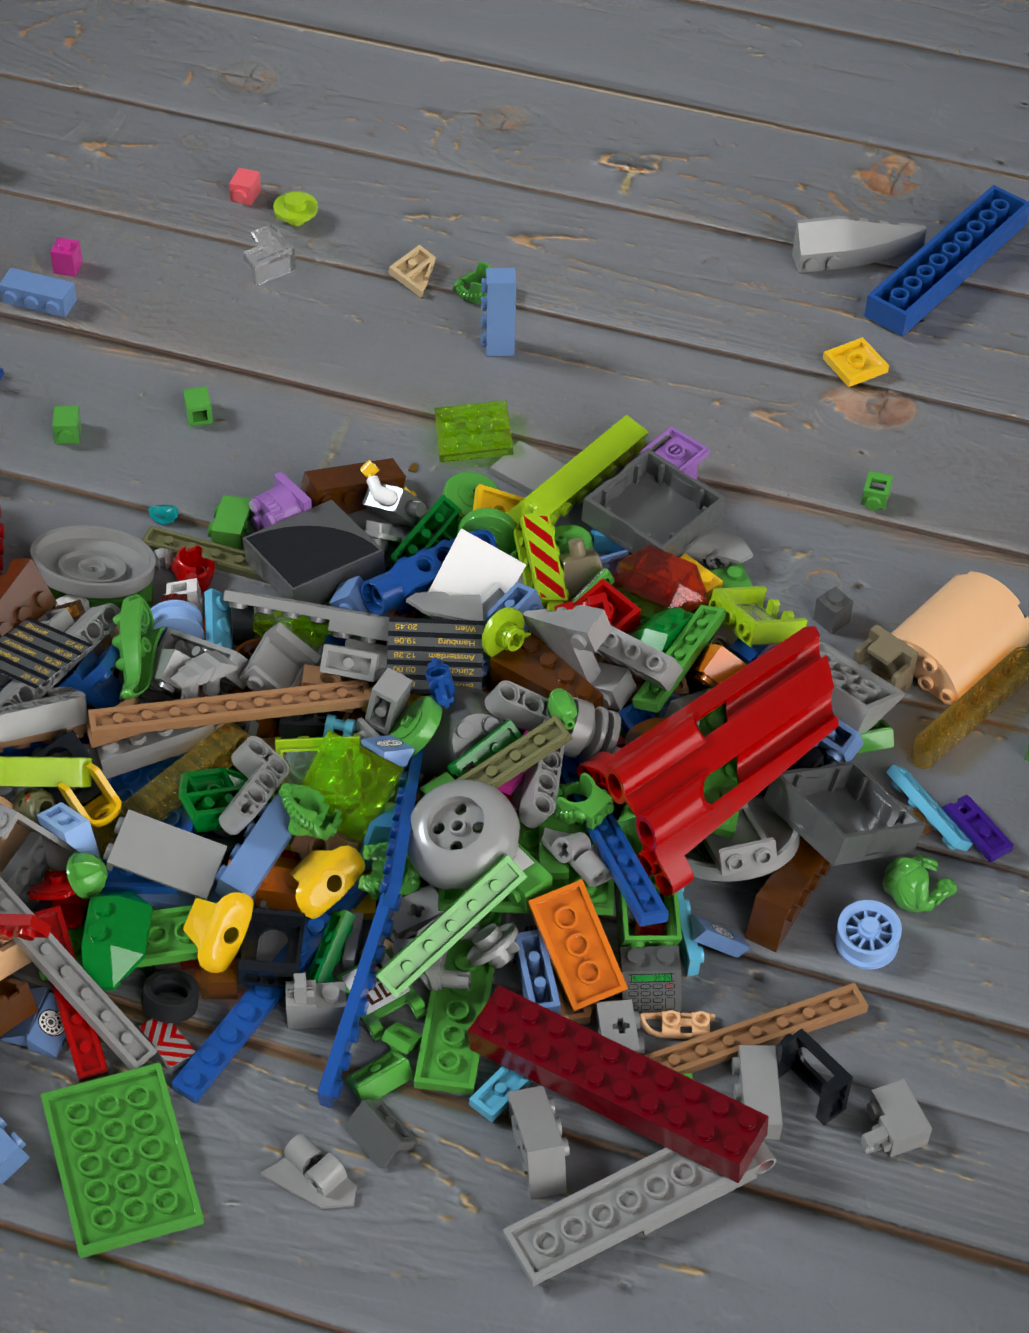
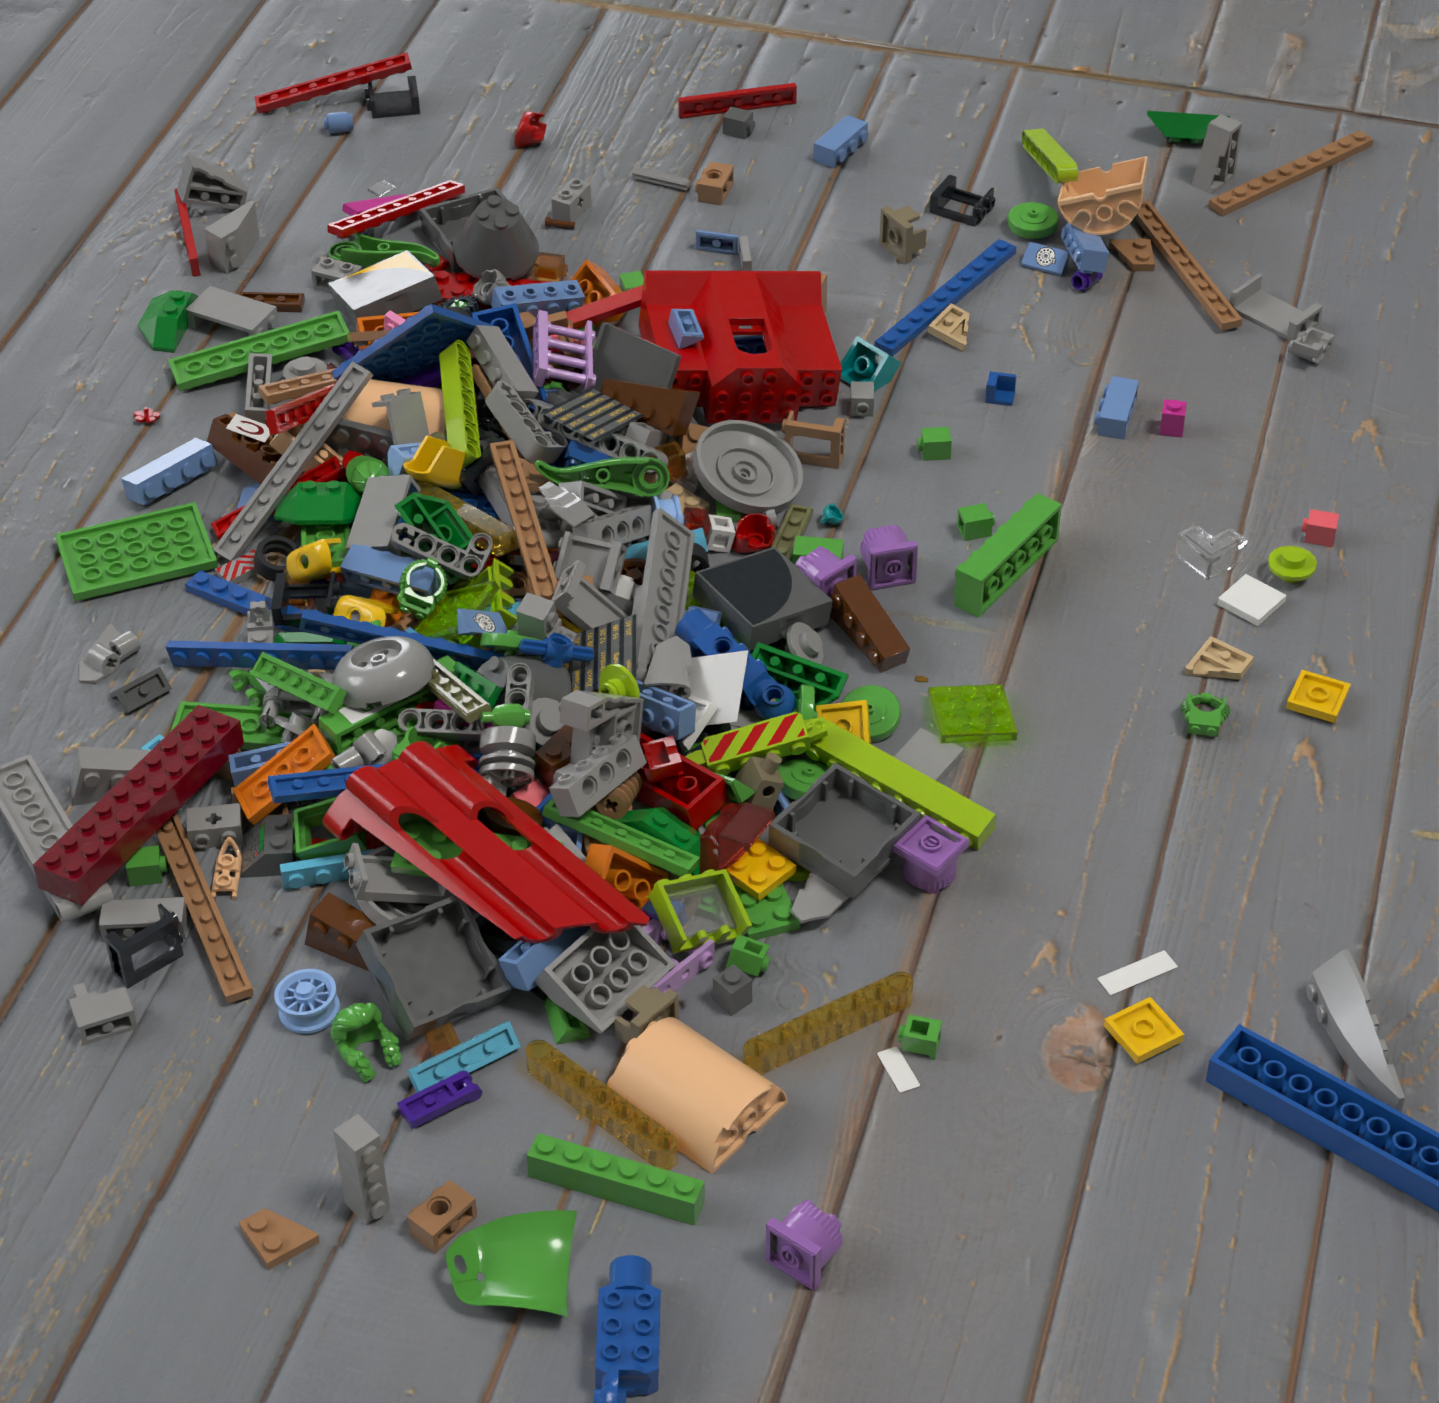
camera: 90 degrees right, 5 degrees down
(63, 498) = (834, 434): none -> medium nougat panel
(252, 462) = (889, 557): none -> medium lavender piece
(264, 380) = (1007, 555): none -> bright green brick
(331, 243) = (1251, 599): none -> white tile
(380, 1076) = (194, 686): bright green slope -> none
(391, 503) = (837, 646): dark grey torso -> none
(401, 1038) = (226, 692): bright green plate -> none
(465, 218) = (1318, 696): none -> yellow plate
(499, 311) = (1121, 698): medium blue brick -> none
(718, 937) = (310, 885): medium blue slope -> none
(784, 364) = (1137, 972): none -> white sticker
(792, 597) = (749, 955): none -> bright green brick
(866, 550) = (828, 1023): none -> clear yellow beam
(903, 515) = (898, 1069): none -> white sticker

